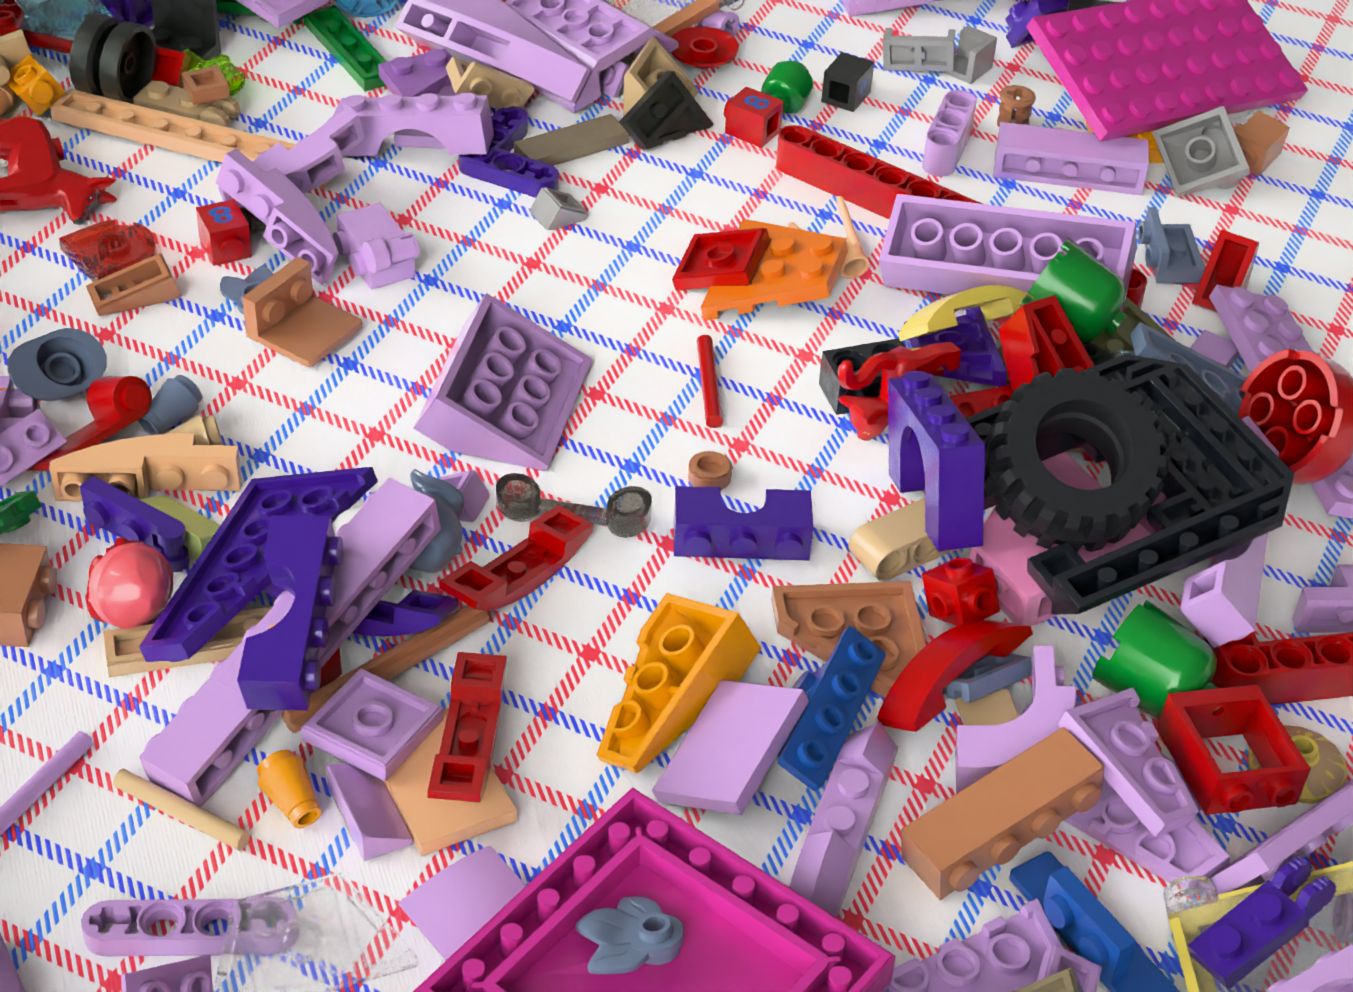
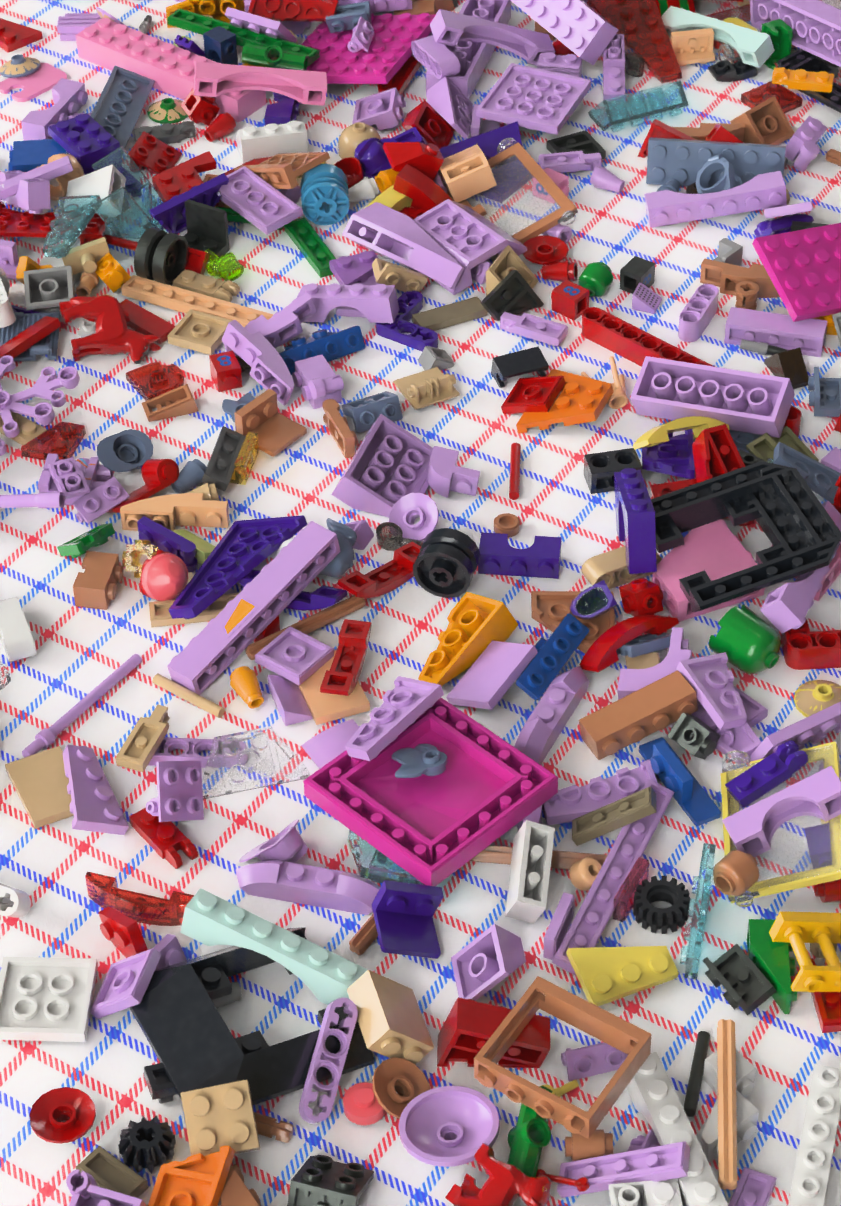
camera: 10 degrees right, 0 degrees up
(72, 548) = (134, 552): none -> clear yellow brick
(95, 160) = (147, 322): none -> red tile
(98, 913) = (144, 740): none -> tan hinge
(177, 173) = (199, 332): none -> tan plate
(205, 85) = (218, 274): nougat plate -> none
(227, 373) = (223, 457): none -> dark grey plate
(253, 377) = (246, 459): none -> clear yellow panel
(282, 662) = (246, 617): dark purple arch -> none
(391, 187) = (329, 344): none -> blue bracket
(416, 319) = (339, 428): none -> nougat hinge
(462, 288) = (368, 409): none -> sand blue bracket
(551, 251) = (427, 387): none -> tan hinge
(558, 444) = (411, 507): none -> lavender dish
(579, 842) = (398, 711): none -> lavender wing
(601, 392) = (447, 476): none -> lavender brick
(624, 542) = (446, 563): none -> black wheel
(690, 212) = (518, 364): none -> black hinge
(705, 158) = (534, 328): none -> lavender hinge
(731, 76) = (560, 271): none -> red cone
(865, 116) = (645, 299): none -> lavender slope
(870, 414) = (605, 491): red animal -> none
(887, 603) = (593, 602): none -> rock
(919, 52) = (688, 255): light grey hinge -> none
(988, 79) = (729, 275): none -> nougat slope
(1054, 183) = (762, 348): none -> light grey piece
(1085, 290) = (746, 421): green cylinder -> none
(1100, 201) = (789, 365): none -> dark brown slope
(1104, 417) = (717, 491): black tyre -> none
(1130, 849) = (694, 736): none -> pearl dark grey brick
(1244, 711) = (788, 670): red window -> none

